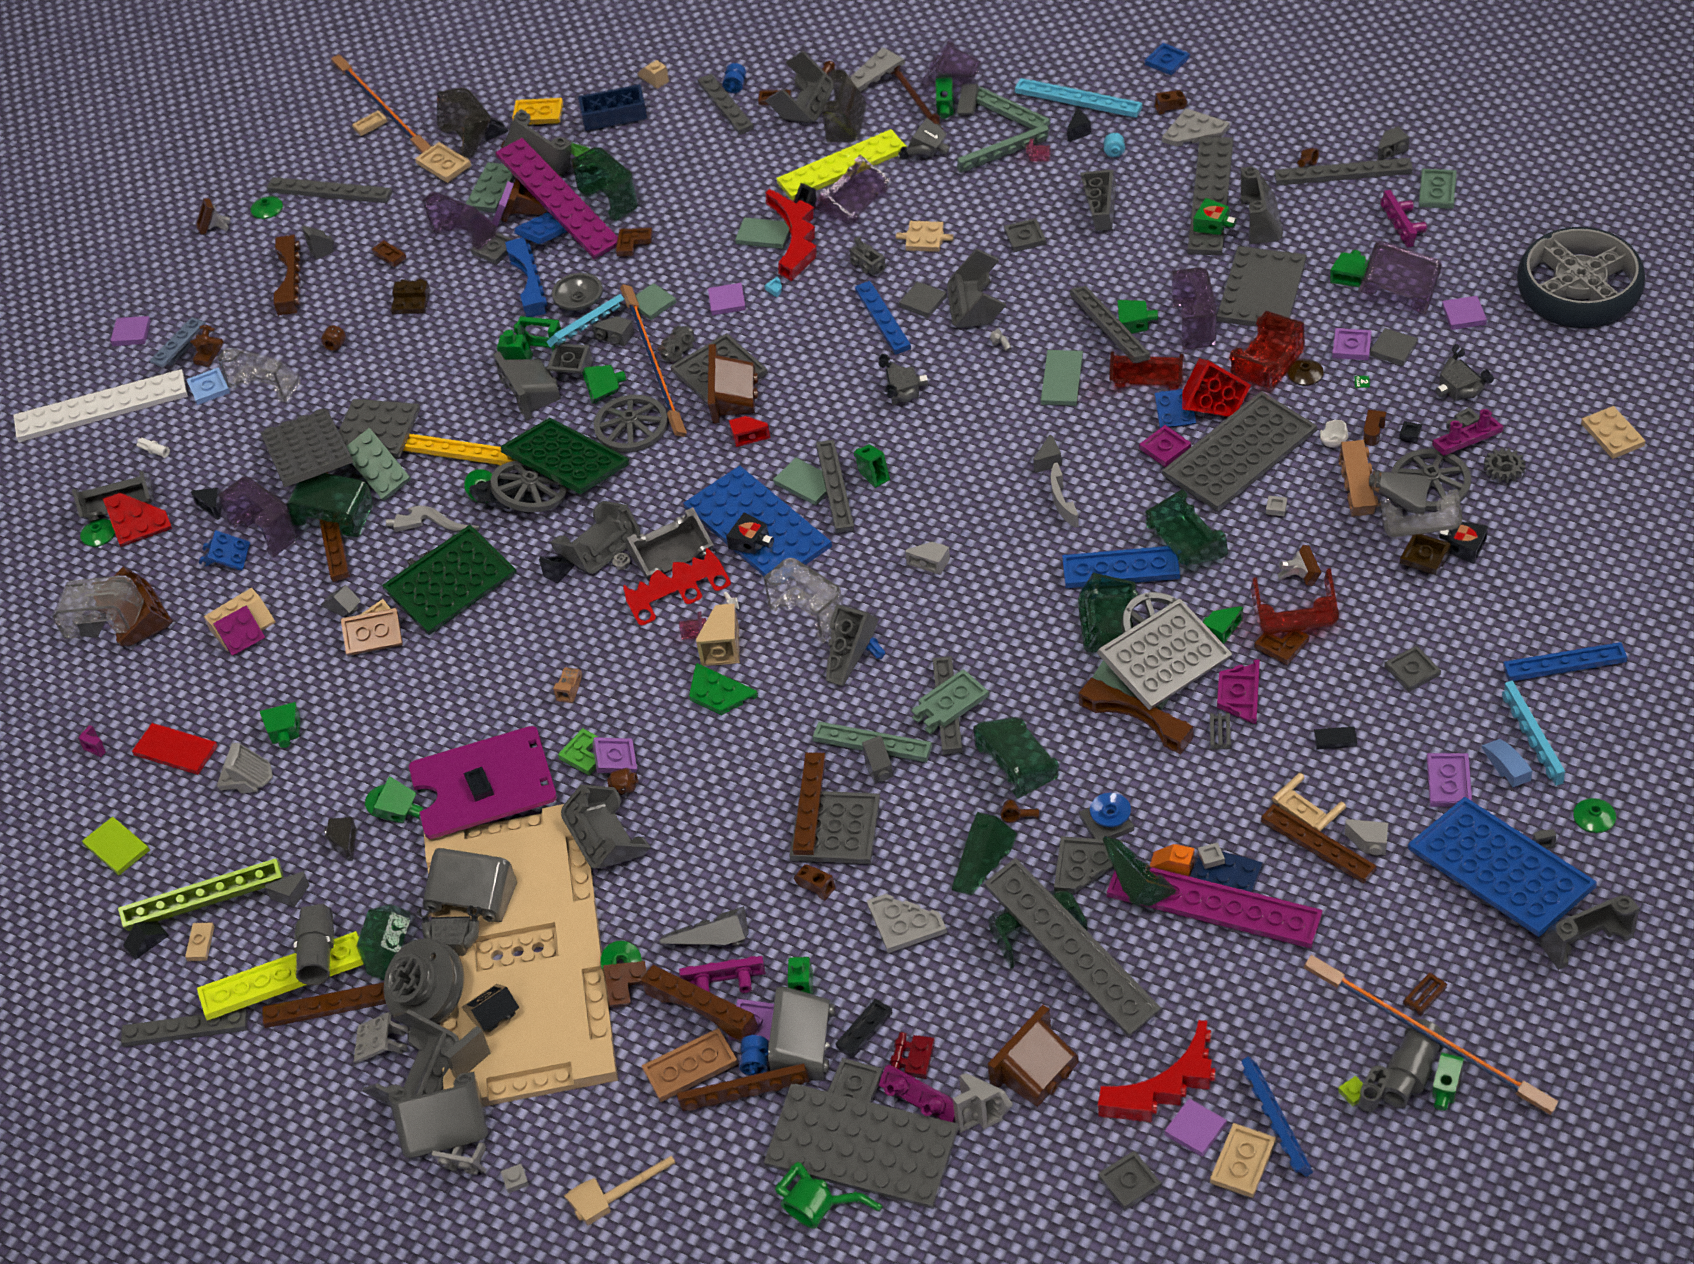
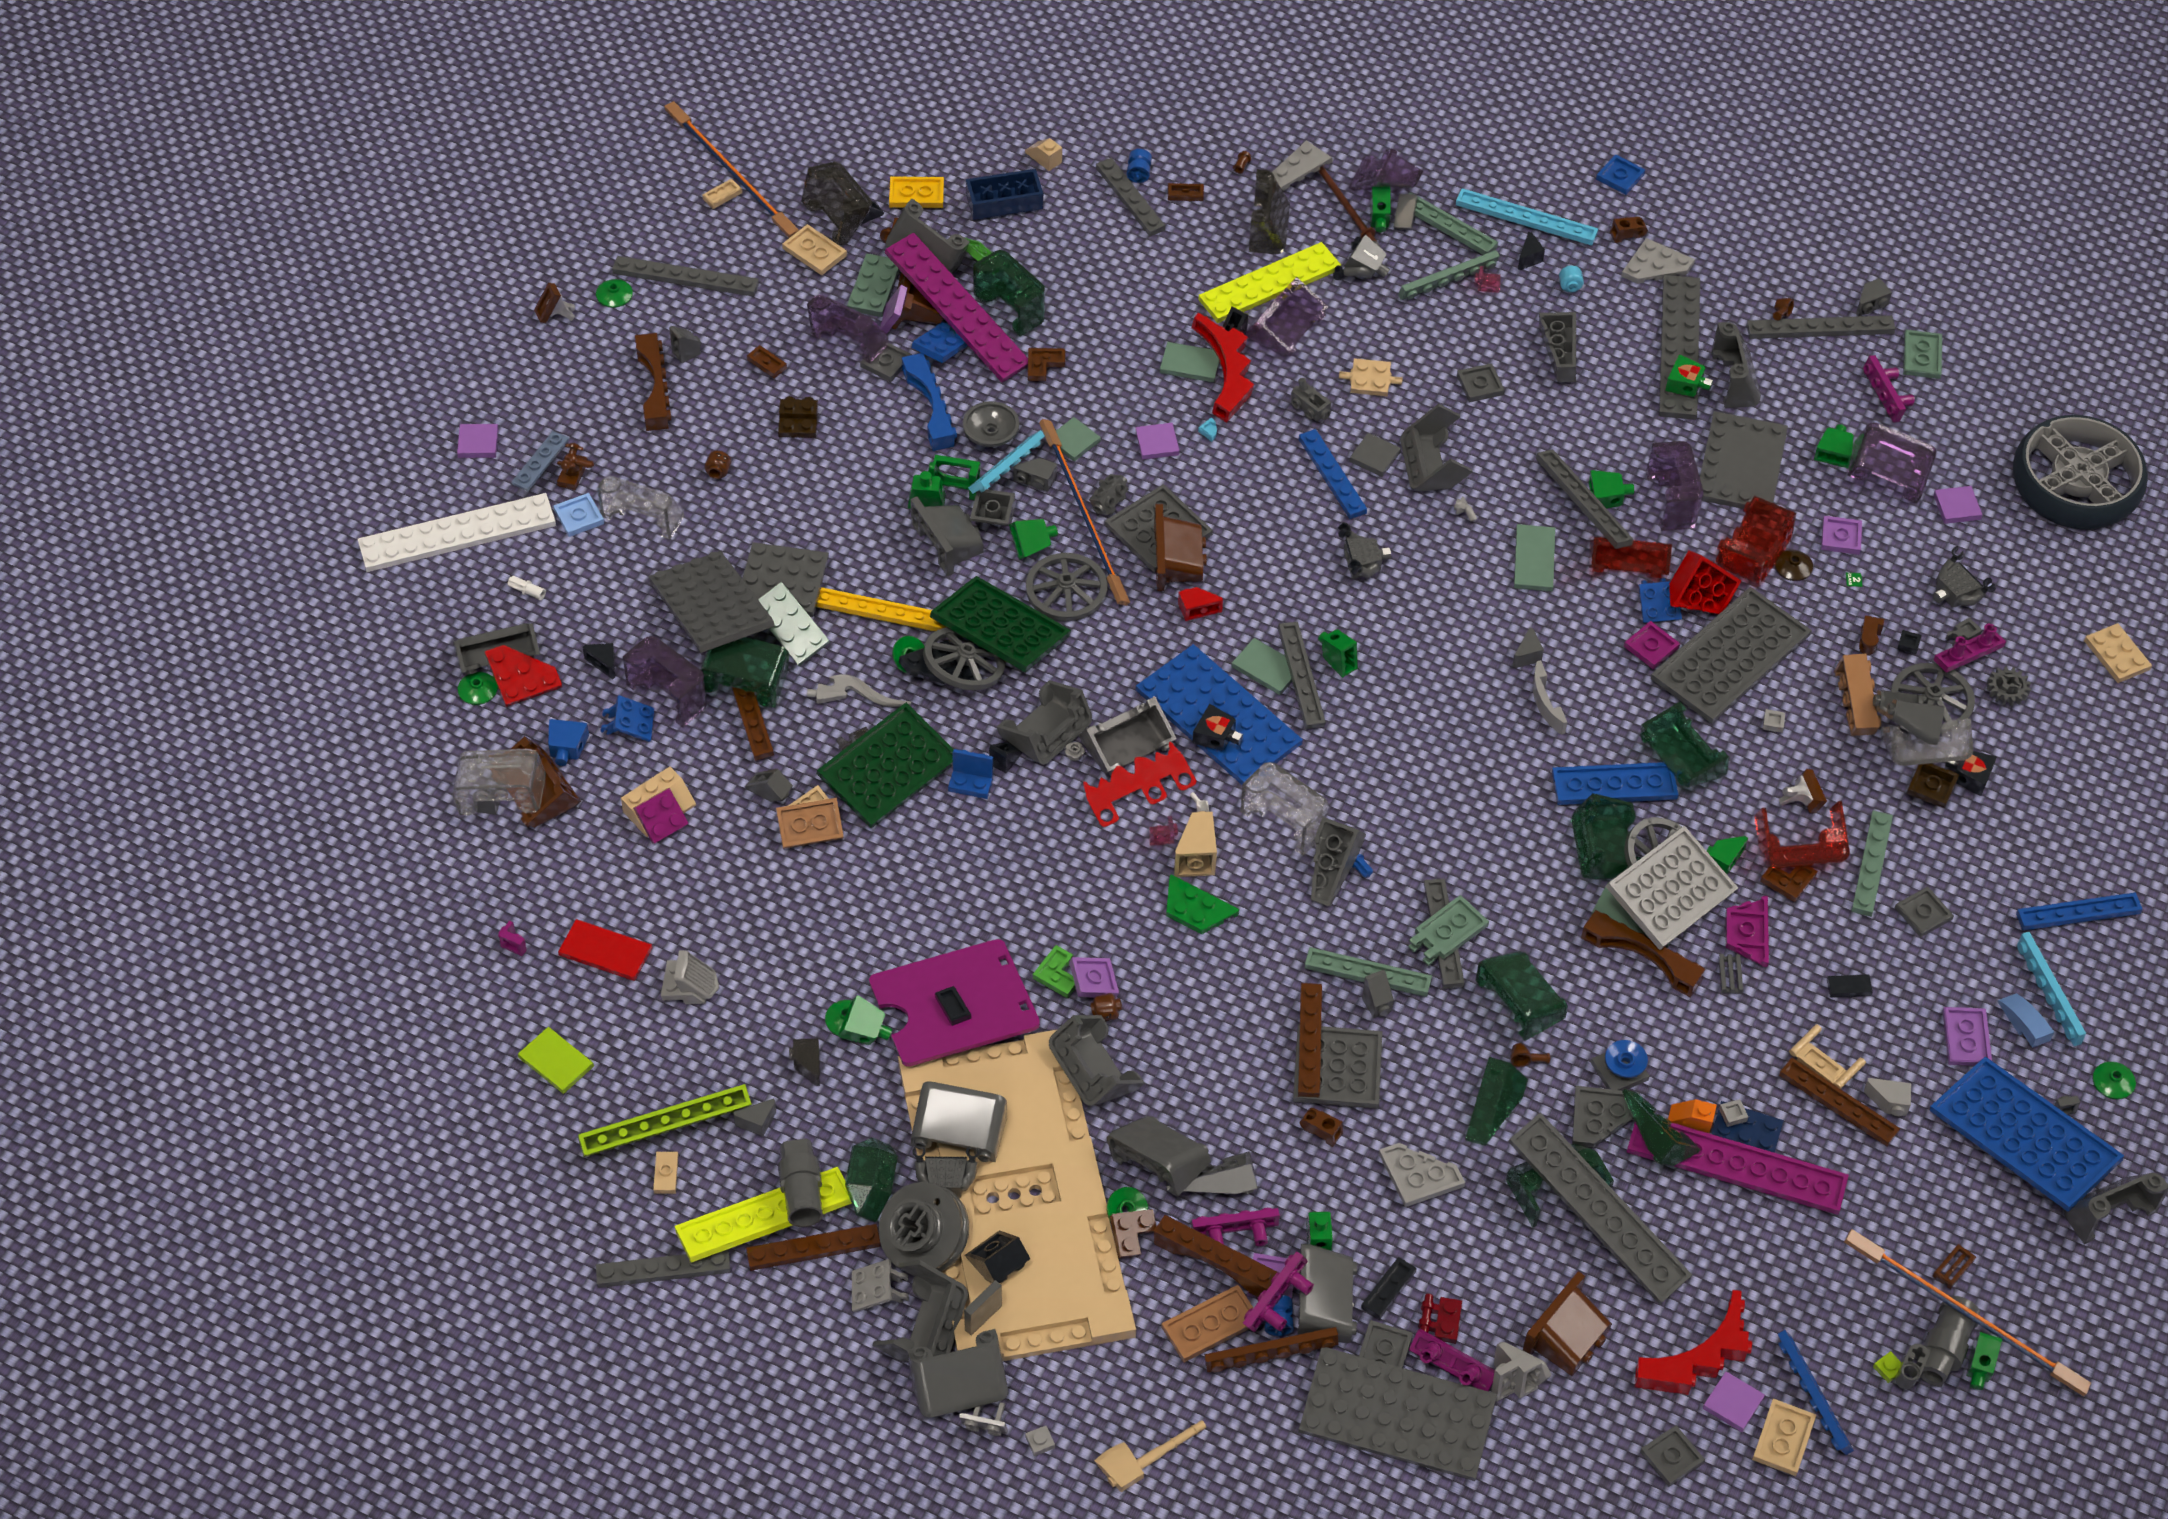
camera: 10 degrees left, 5 degrees up
(144, 937) = (604, 1167): black slope -> none
(167, 571) = (566, 740): none -> blue torso
(282, 723) = (722, 927): green torso -> none
(524, 583) = (971, 774): none -> blue bracket
(569, 684) = (1033, 893): medium nougat leg -> none
(655, 906) = (1160, 1150): none -> dark grey windscreen
(740, 1039) = (1269, 1298): none -> magenta plate
(811, 1198) = (1351, 1468): green piece -> none
(814, 93) = (1229, 190): dark grey windscreen -> none
(929, 557) = (1409, 762): light grey slope -> none
(1334, 433) = (1830, 640): white hair -> none
(1364, 627) = (1872, 863): none -> sand green plate
(1394, 347) = (1886, 541): dark grey tile -> none

